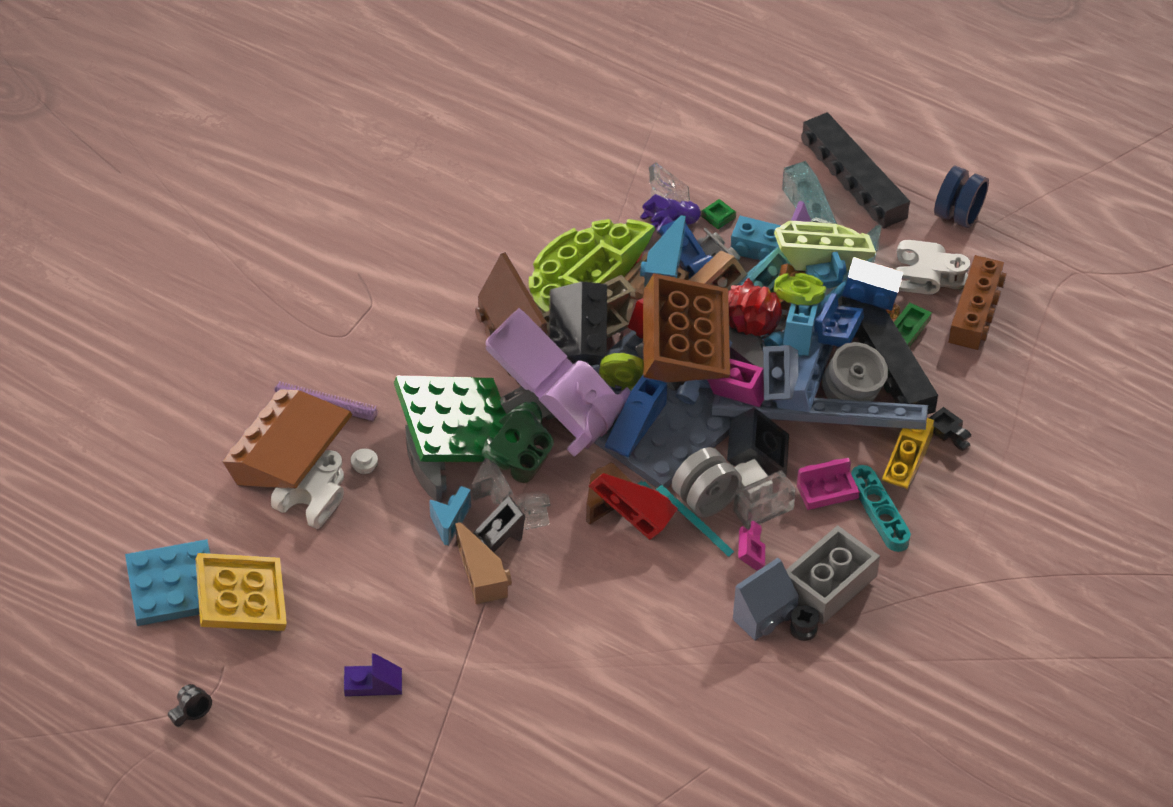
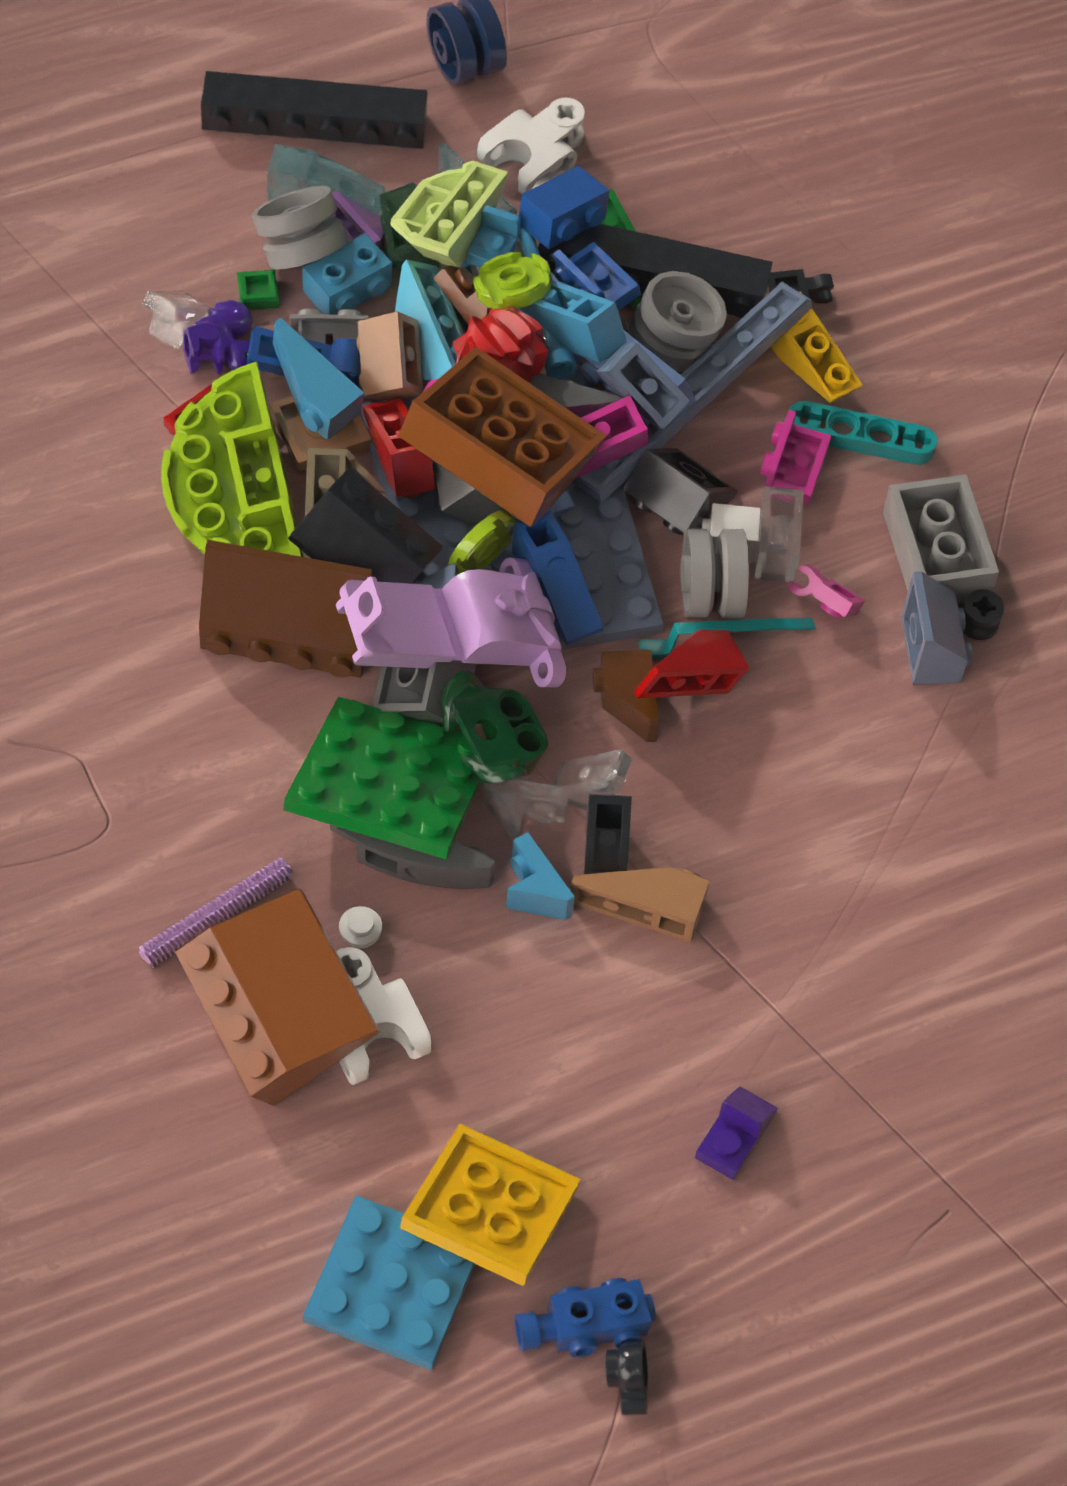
camera: 60 degrees left, 10 degrees up
(204, 668) = (603, 1322): none -> blue brick
(760, 202) = (299, 227): none -> light grey wheel
(976, 303) = (632, 139): dark orange brick -> none

